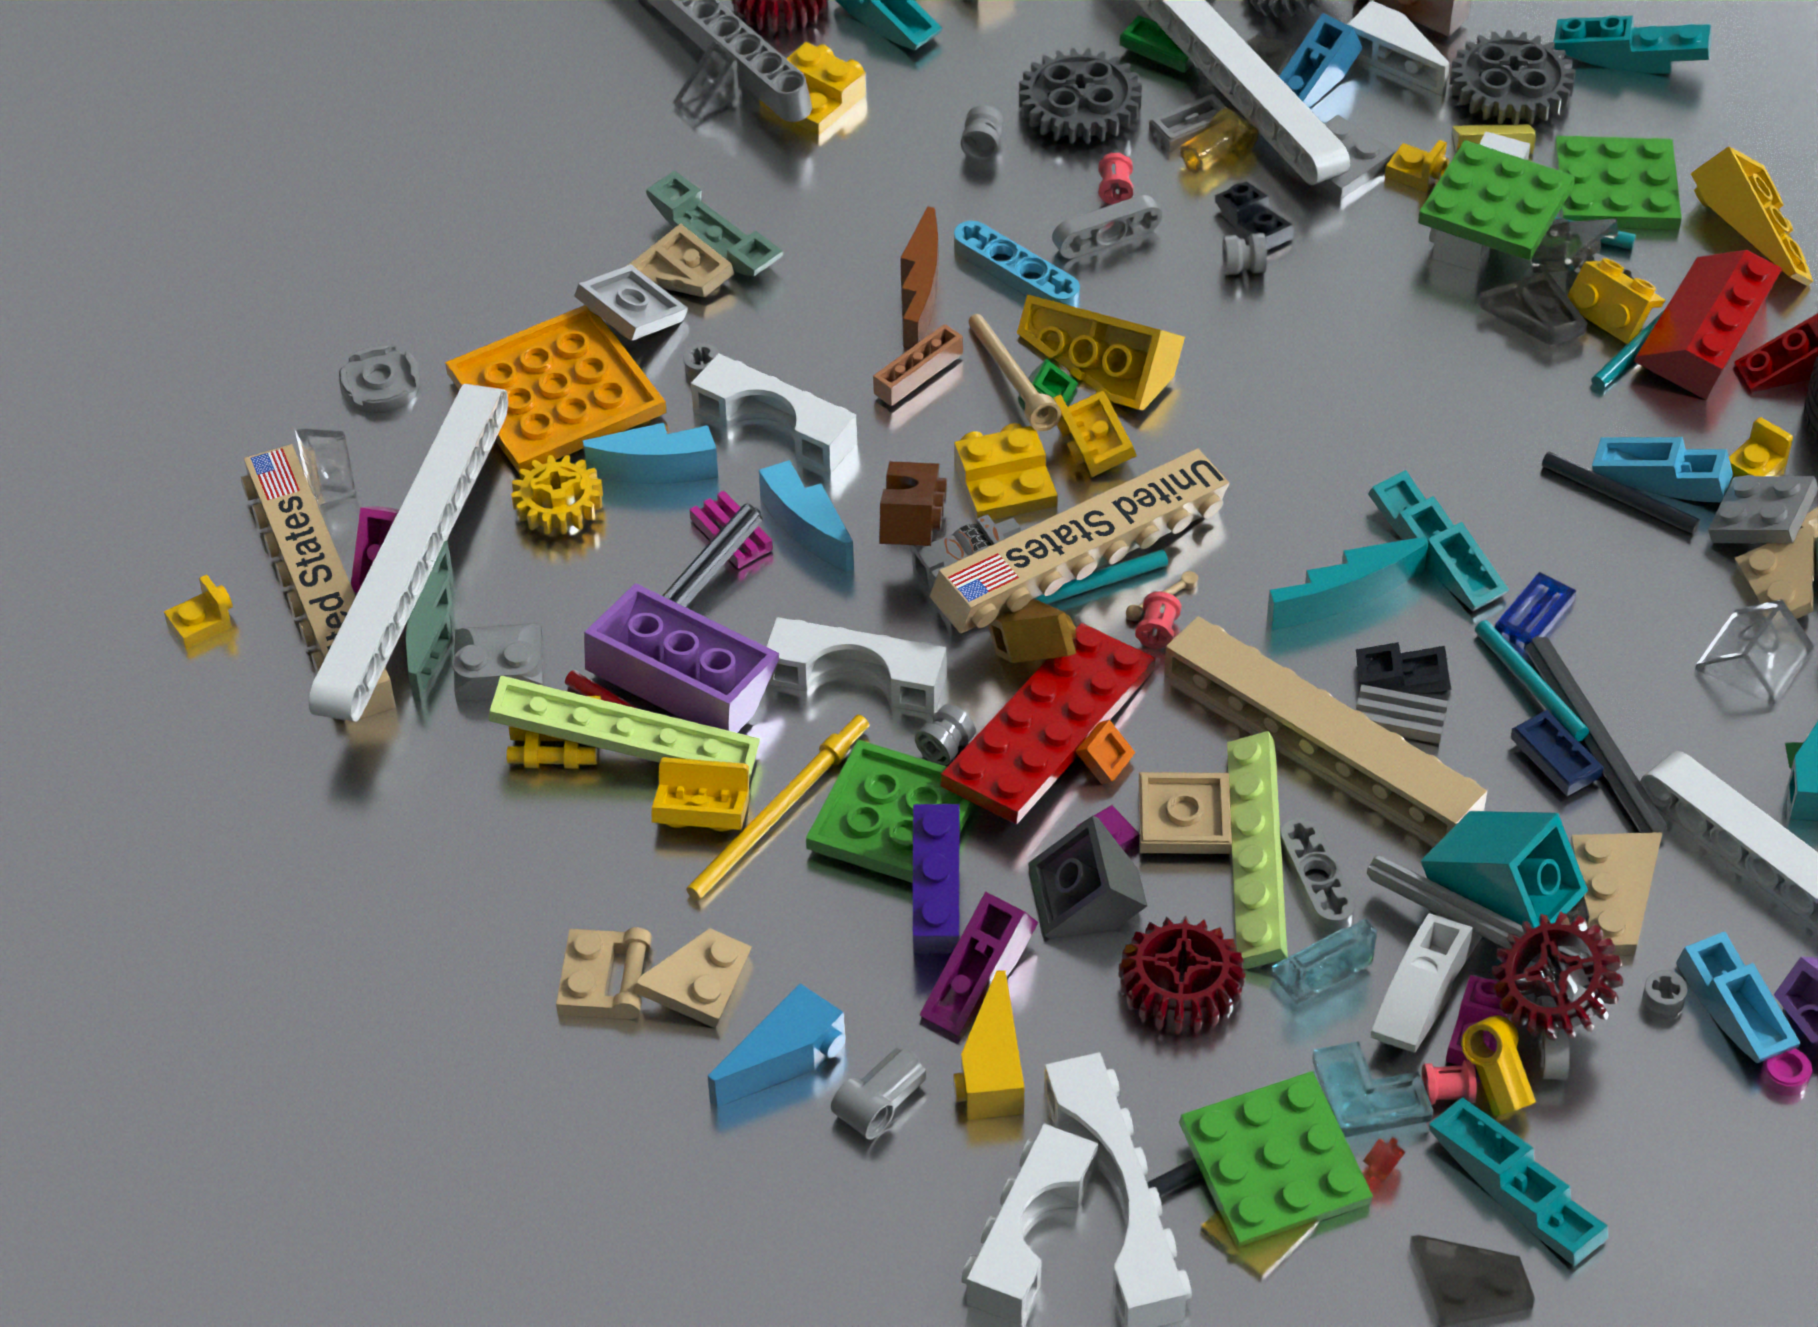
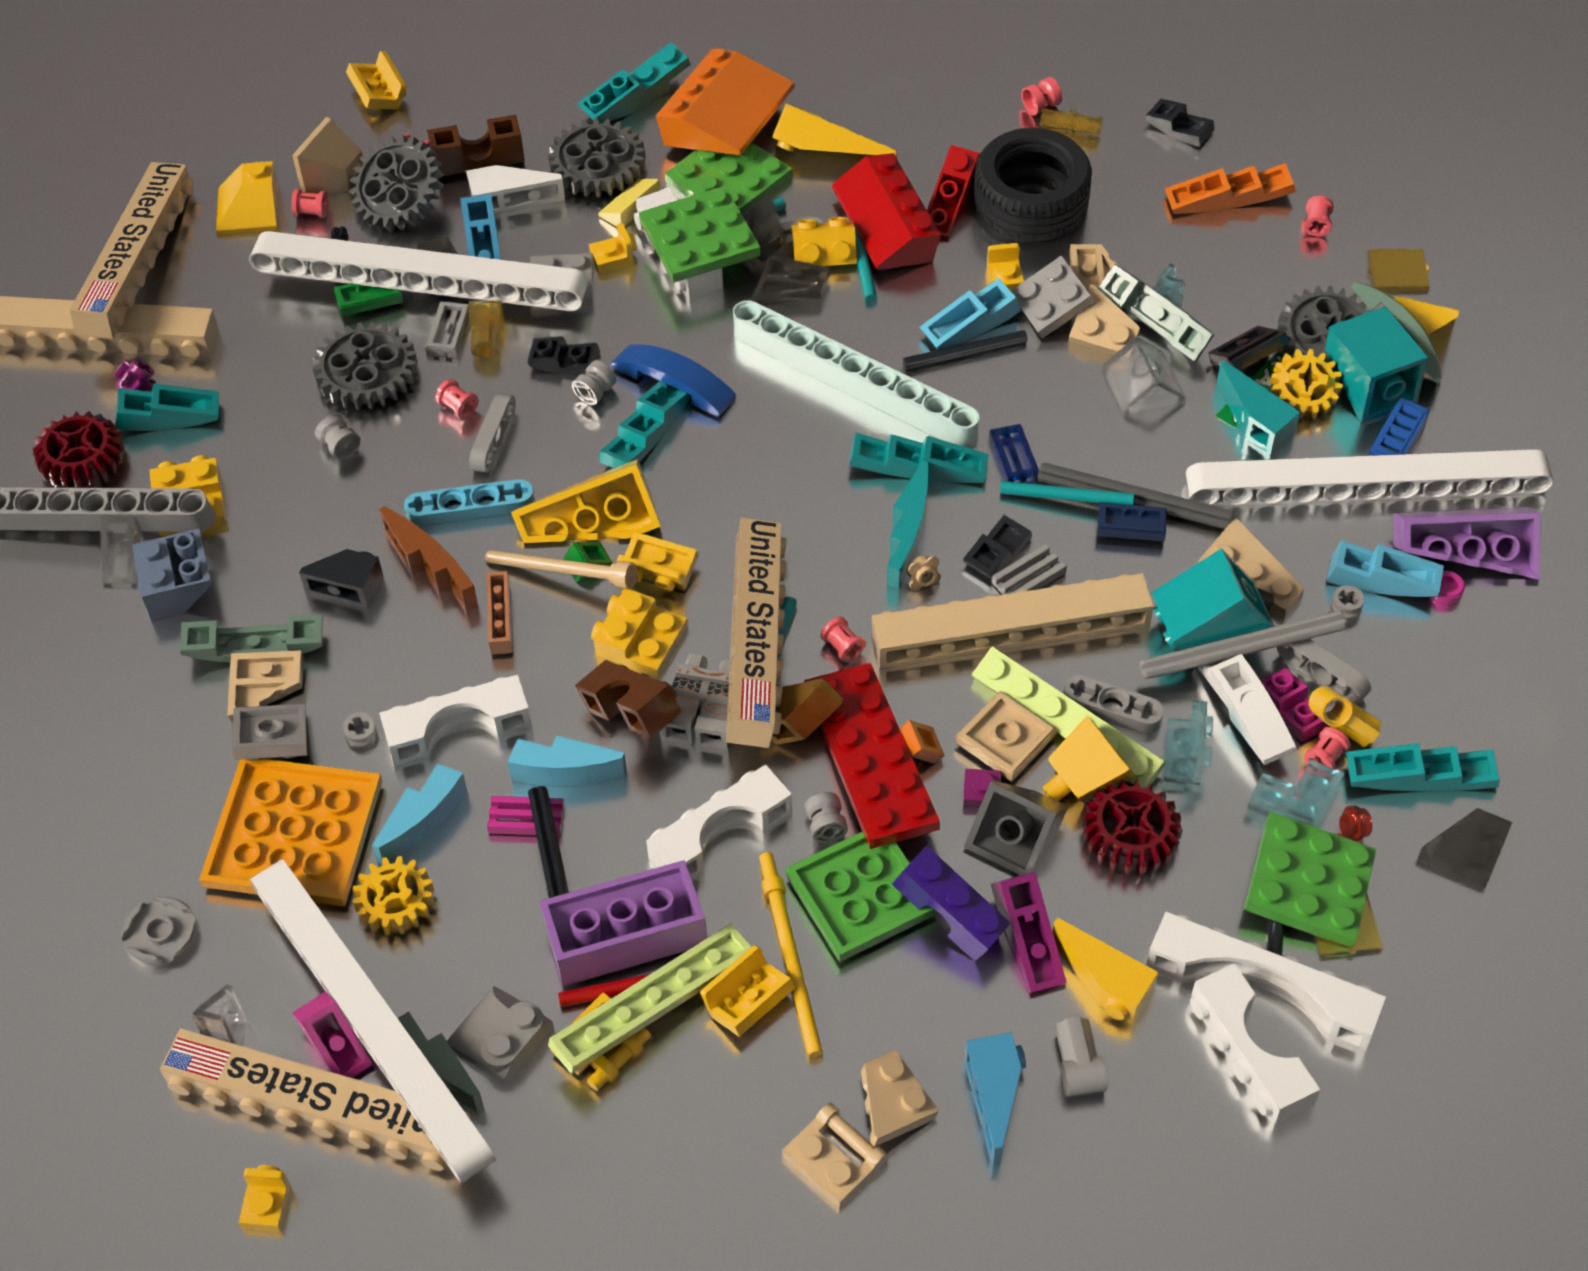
camera: 50 degrees left, 5 degrees up
(715, 128) = (171, 573): none -> sand blue slope
(842, 241) = (344, 577): none -> black slope
(1189, 580) = (819, 603): tan hinge -> none
(1210, 885) = (1086, 764): none -> yellow torso
(1258, 322) = (646, 426): none -> teal slope
(1307, 620) = (923, 572): none -> tan plate
(1326, 306) = (677, 371): none -> blue slope
(1482, 431) = (856, 374): none -> light aqua beam
(1576, 972) = (1314, 632): dark red gear -> none
(1685, 110) = (722, 104): none -> orange slope

